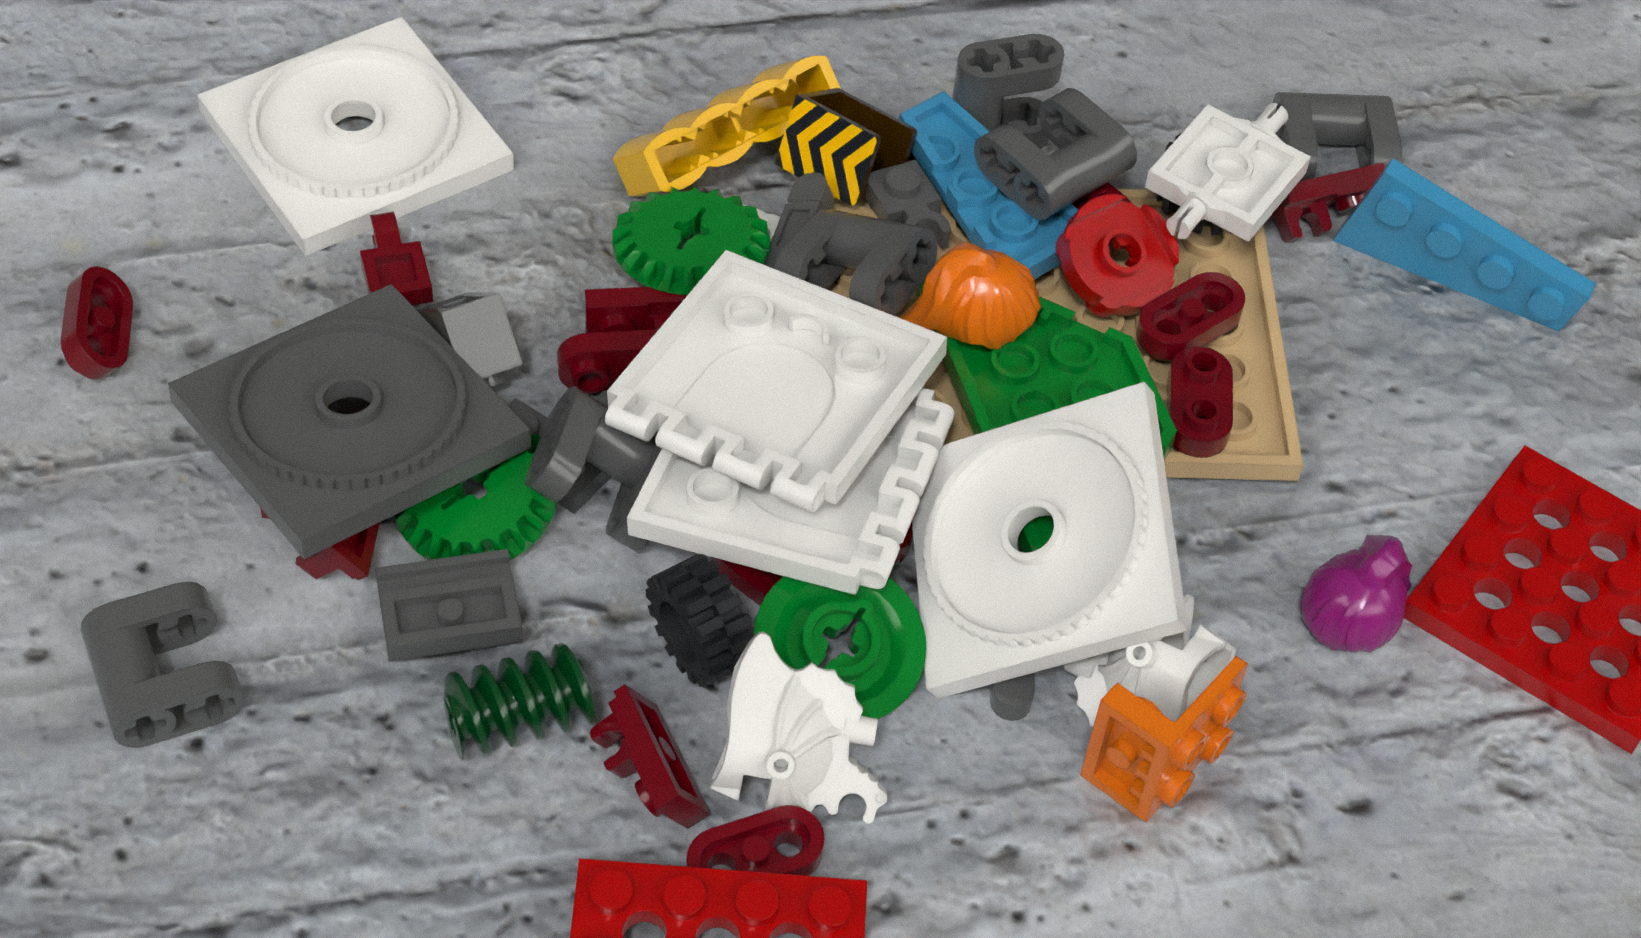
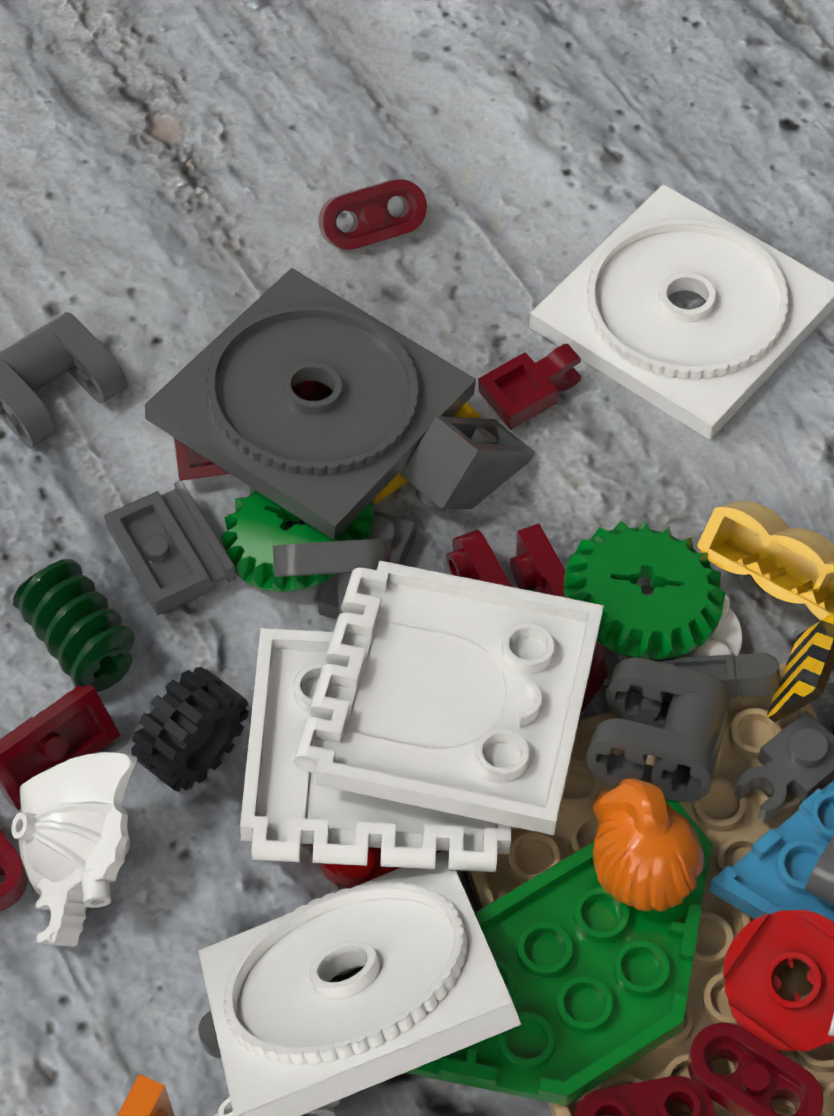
camera: 80 degrees right, 5 degrees up
(885, 641) = (182, 886): green gear -> none

